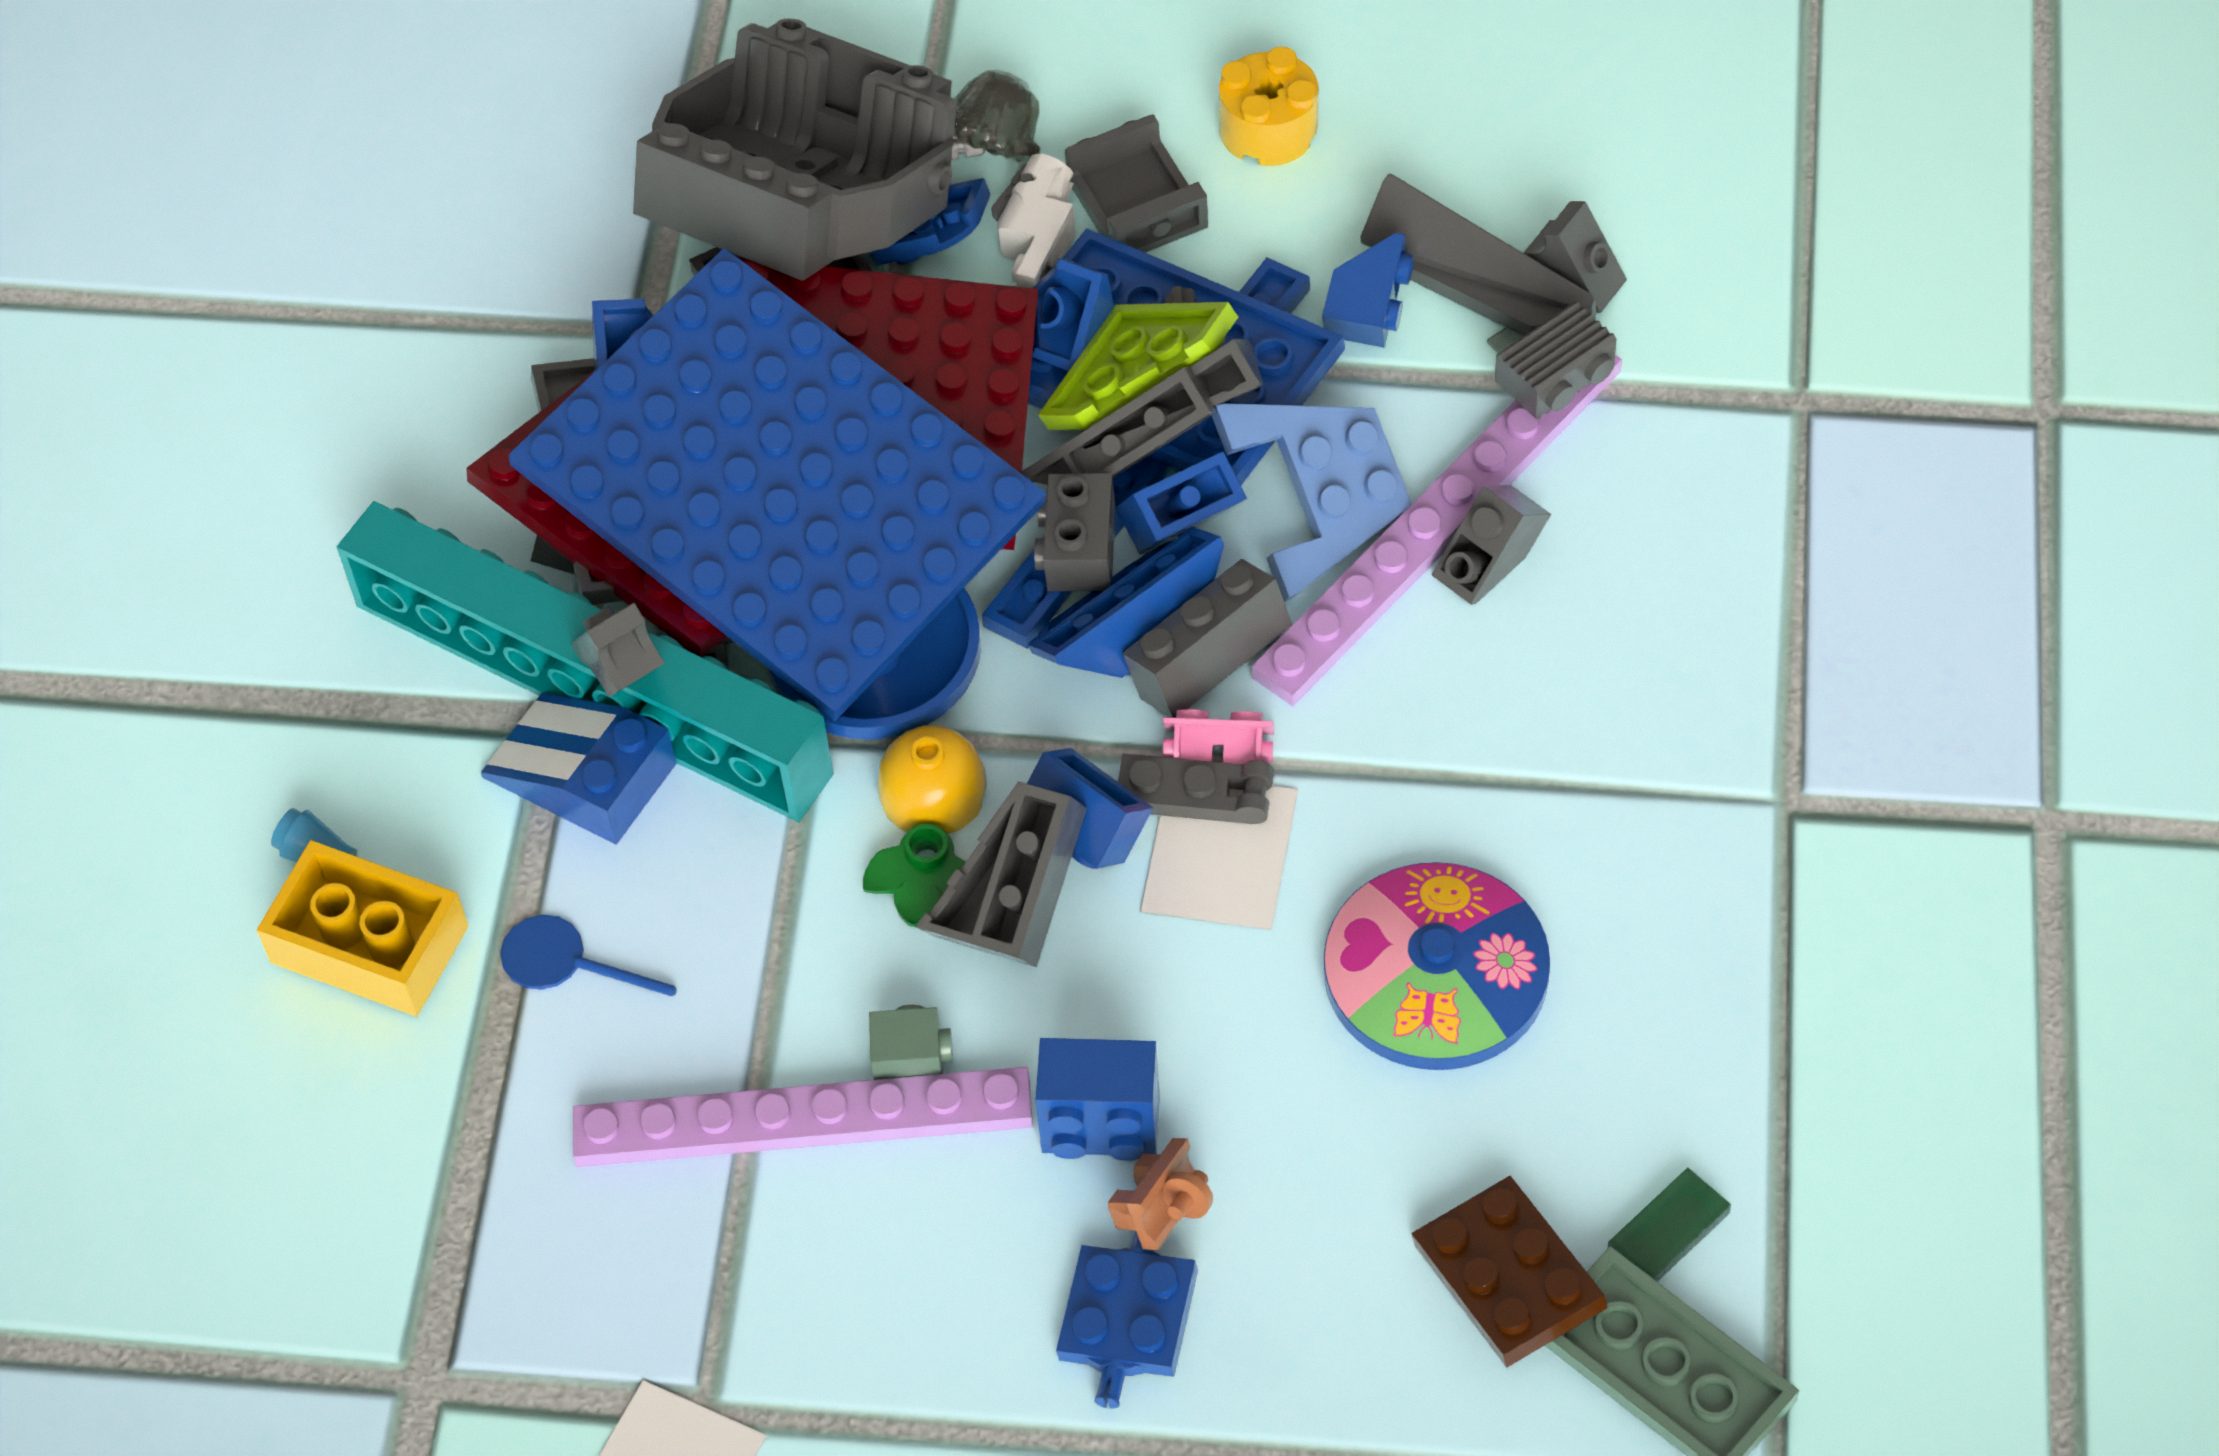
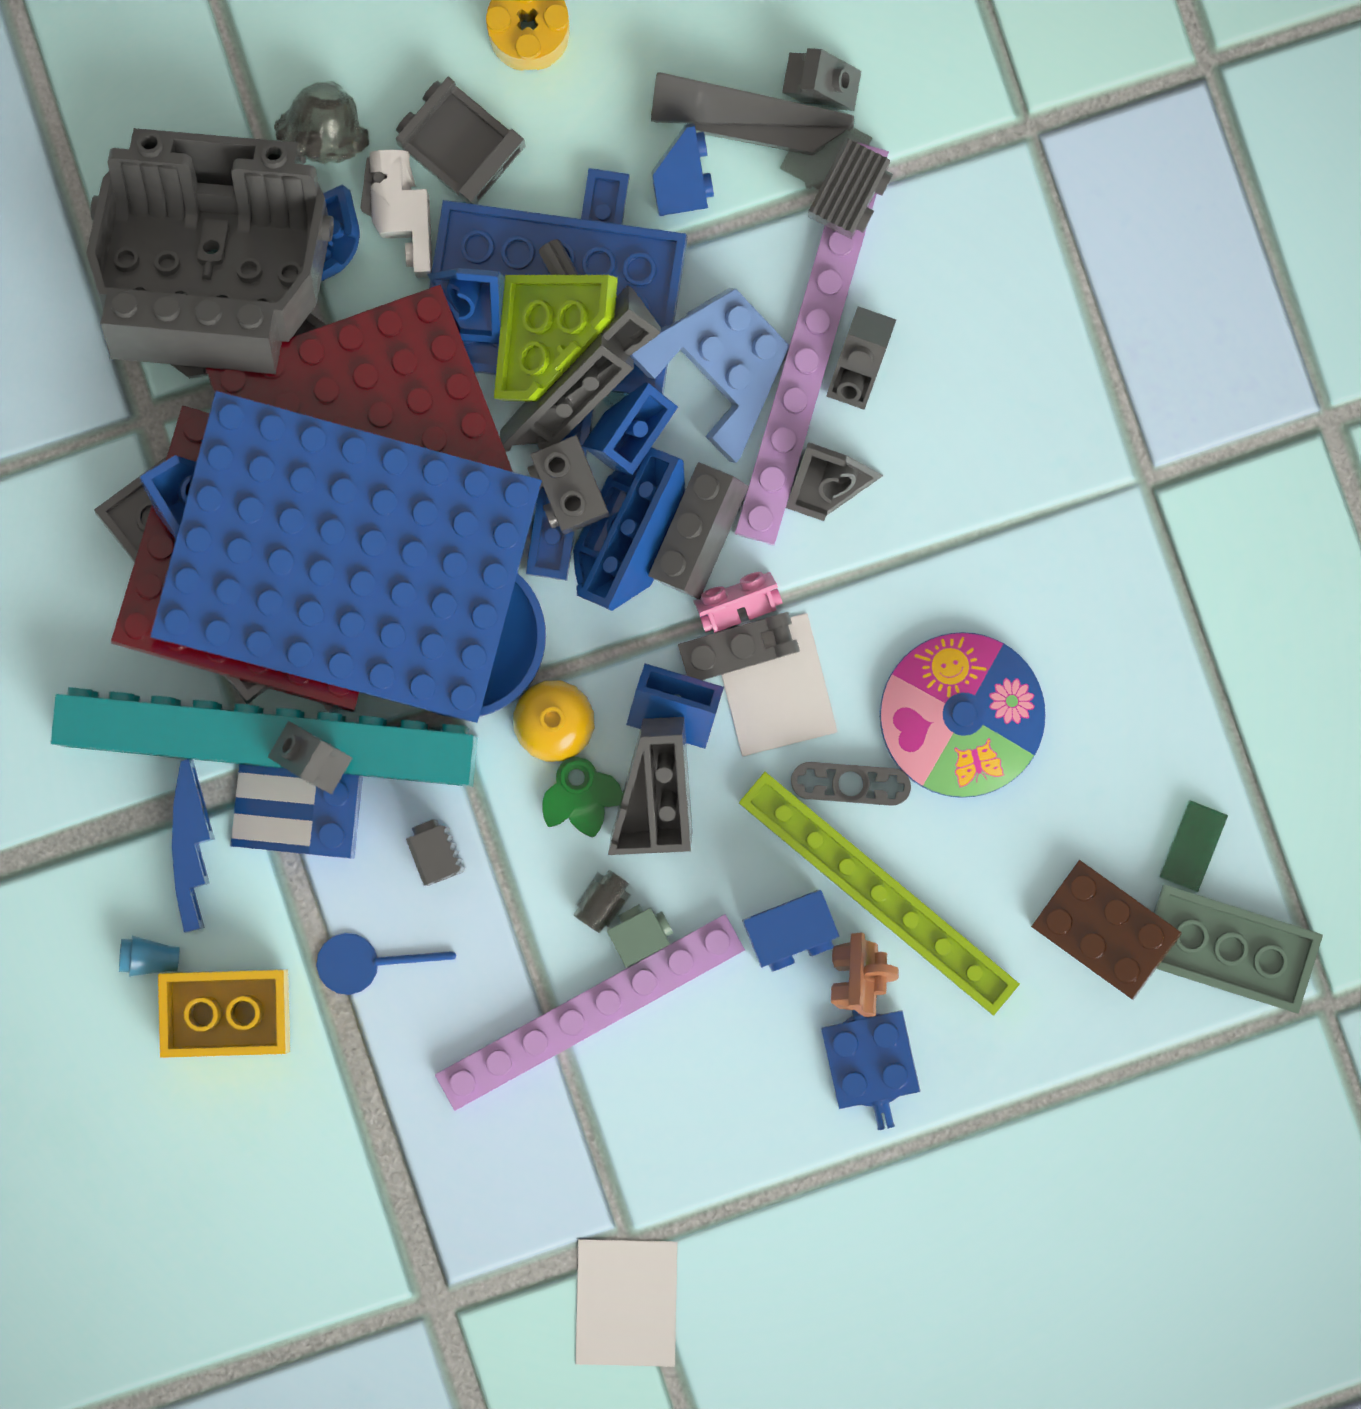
camera: 30 degrees left, 30 degrees up
(439, 734) = (189, 829): none -> blue slope
(710, 850) = (434, 852): none -> dark grey brick
(883, 988) = (602, 900): none -> clear smoke brick
(1236, 1124) = (879, 893): none -> lime plate
(1302, 988) = (880, 795): none -> dark grey beam
(1391, 648) = (827, 481): none -> dark grey slope

